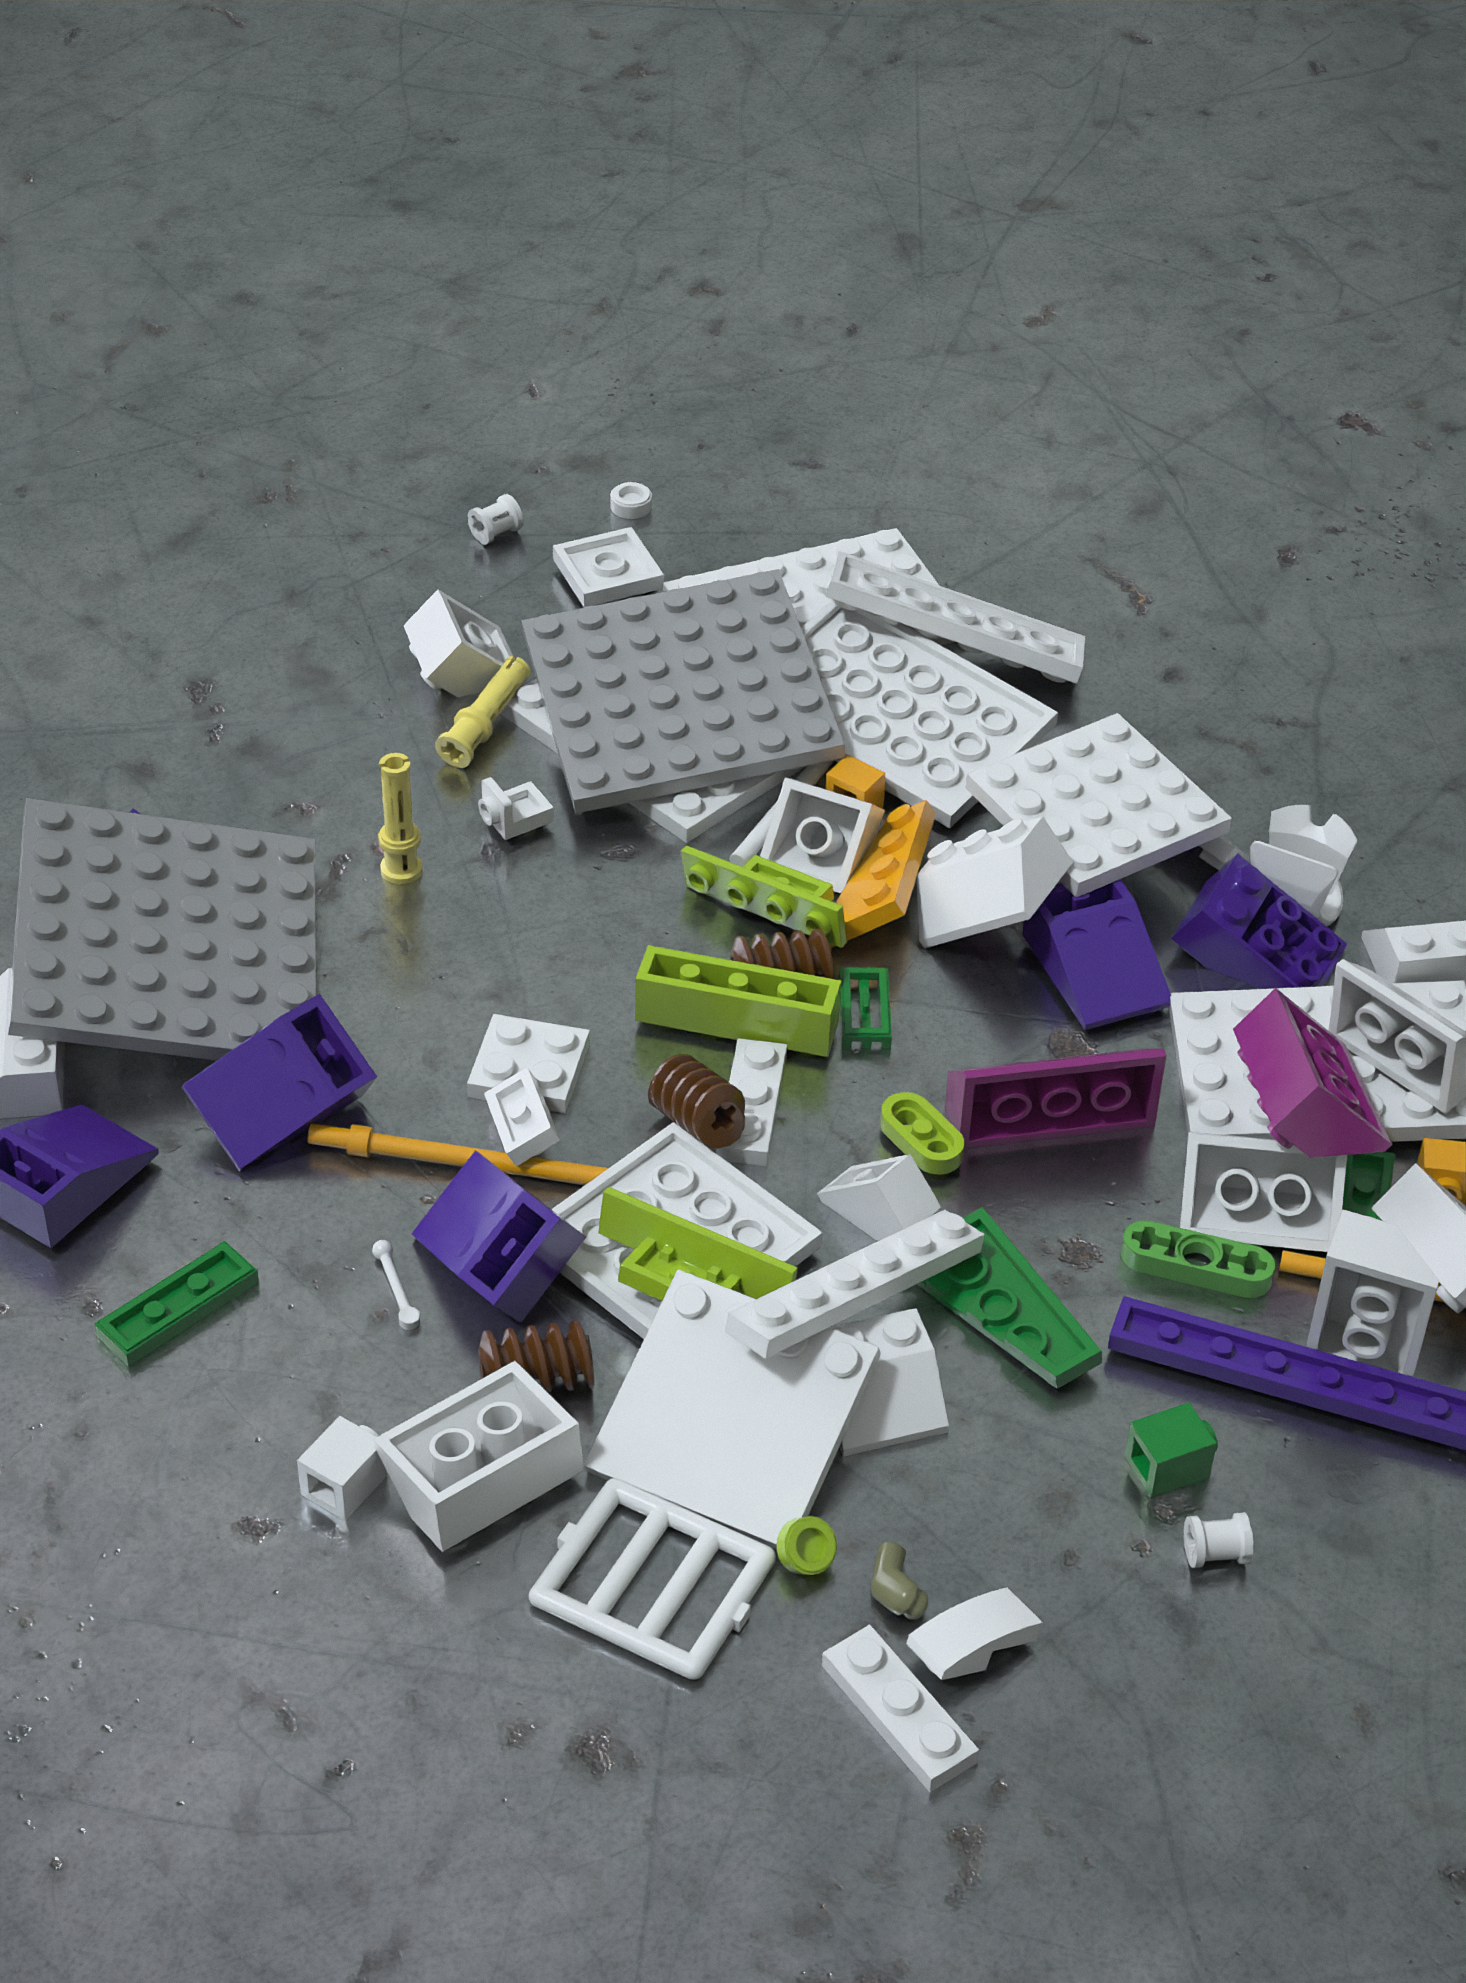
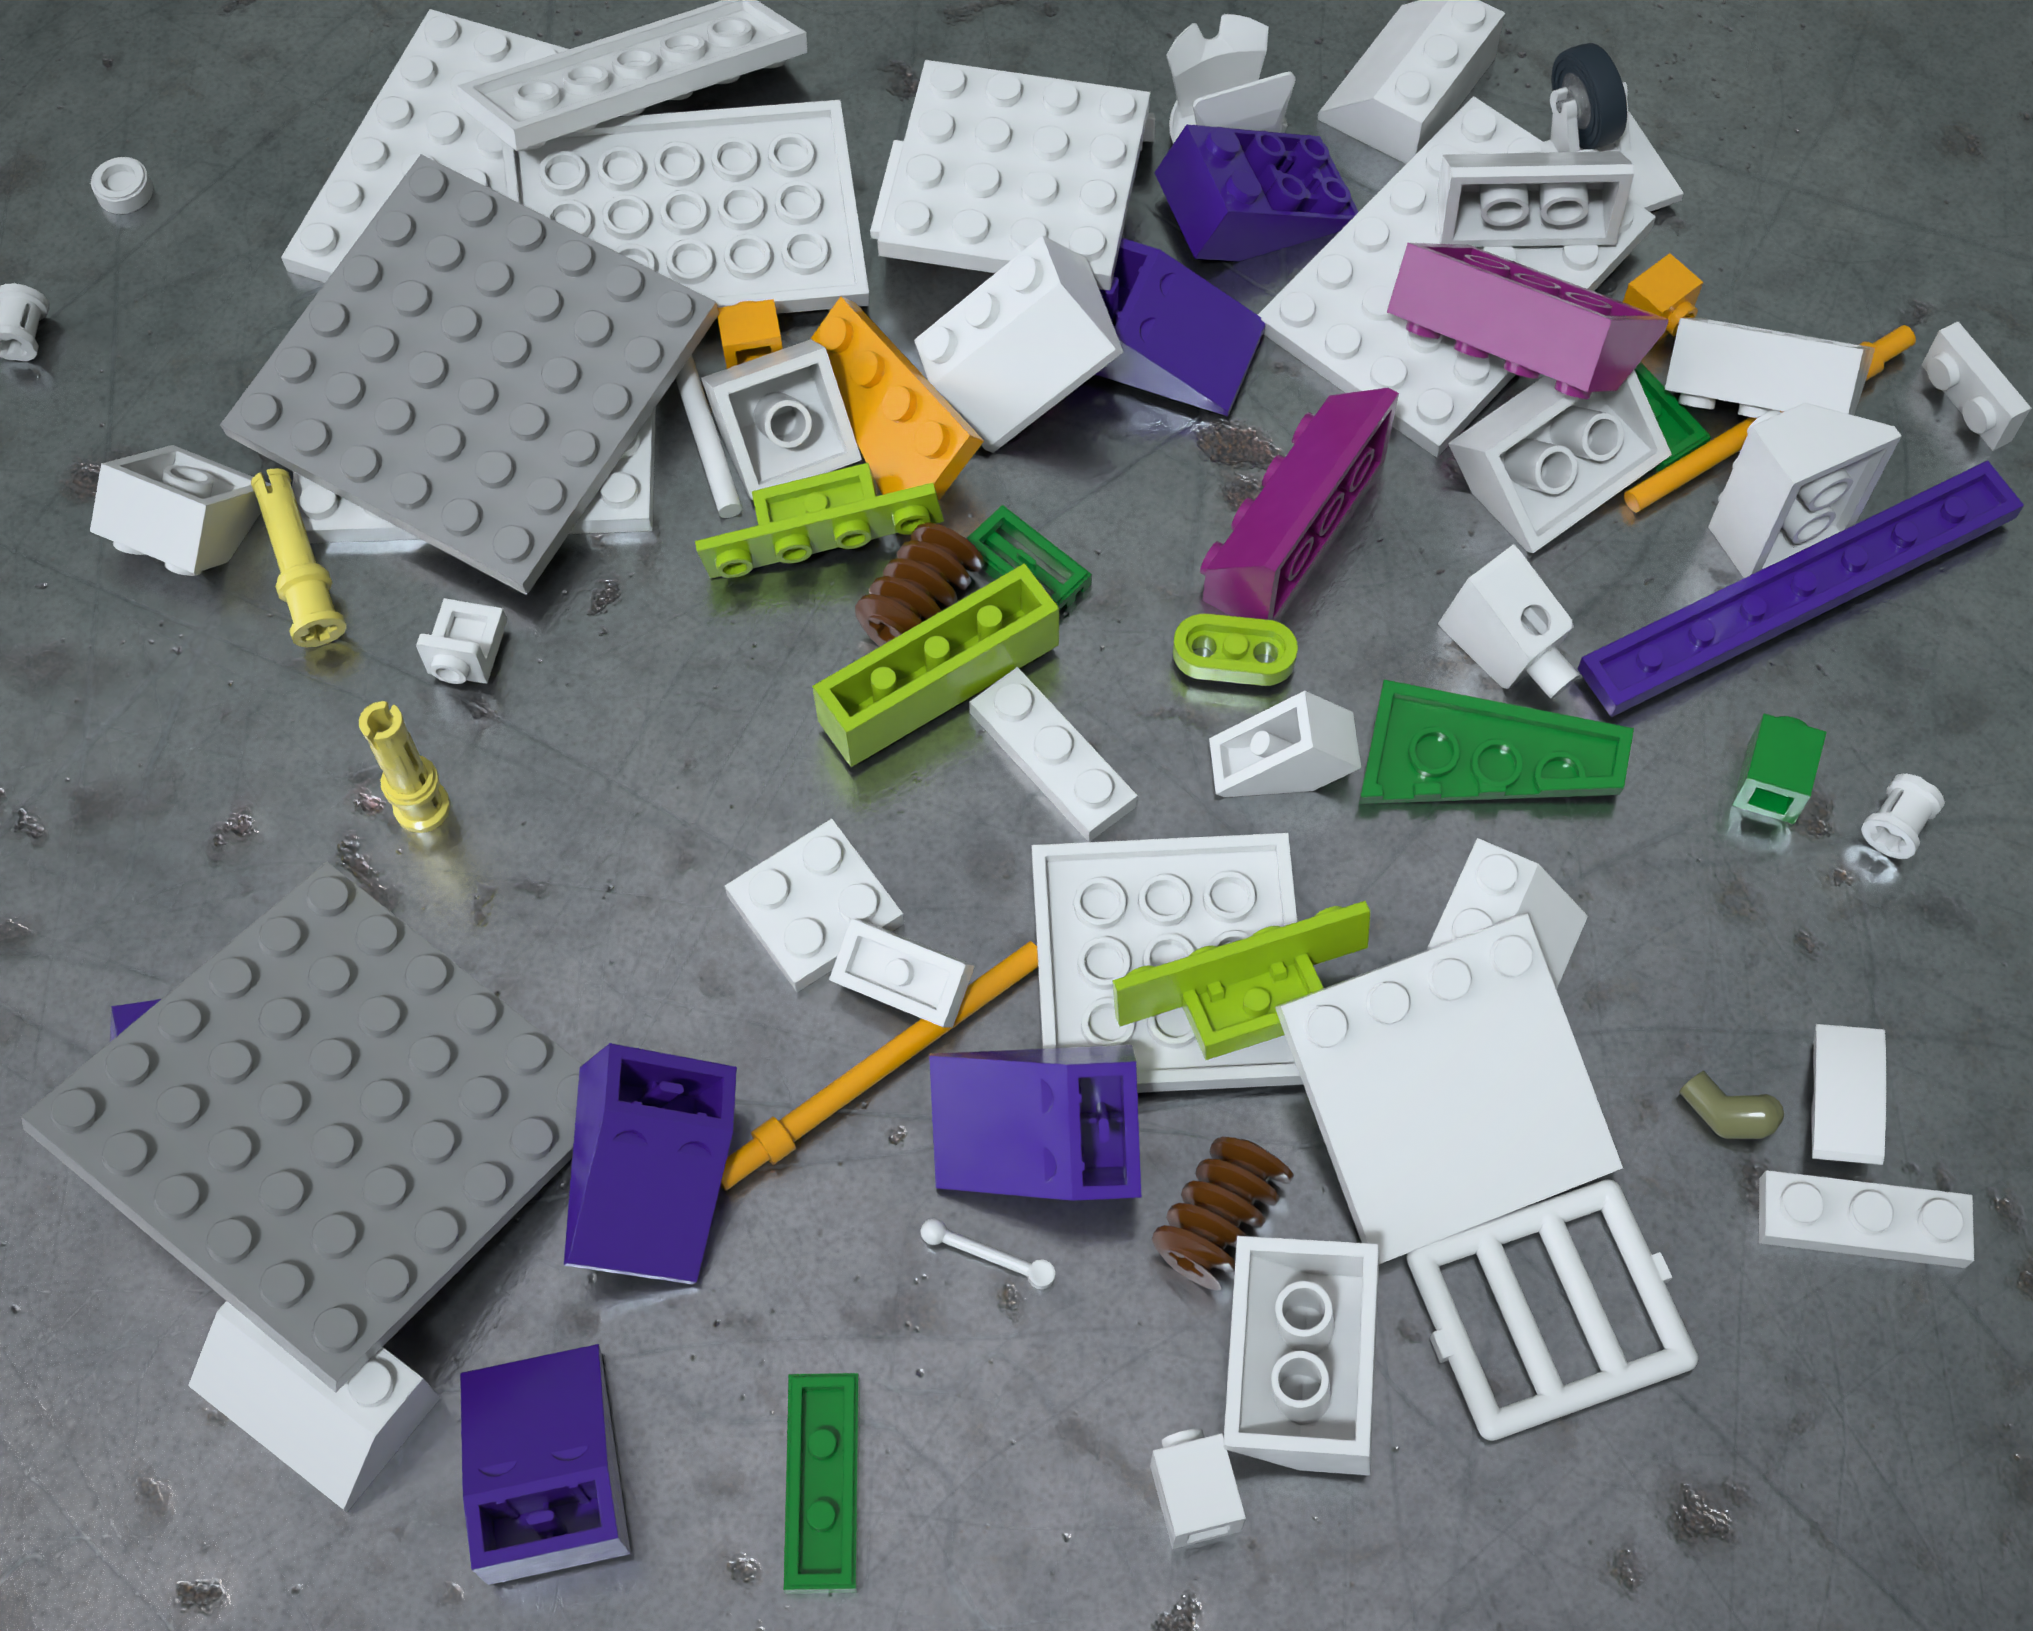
camera: 45 degrees left, 20 degrees up
(608, 567) = (202, 284): white plate -> none
(698, 1100) = (1038, 808): reddish brown piece -> none
(806, 1545) = (1637, 1150): lime tile -> none
(853, 1283) = (1427, 873): white plate -> none
(1097, 1250) = (1512, 624): none -> white torso
(1217, 1249) = (1590, 540): bright green beam -> none

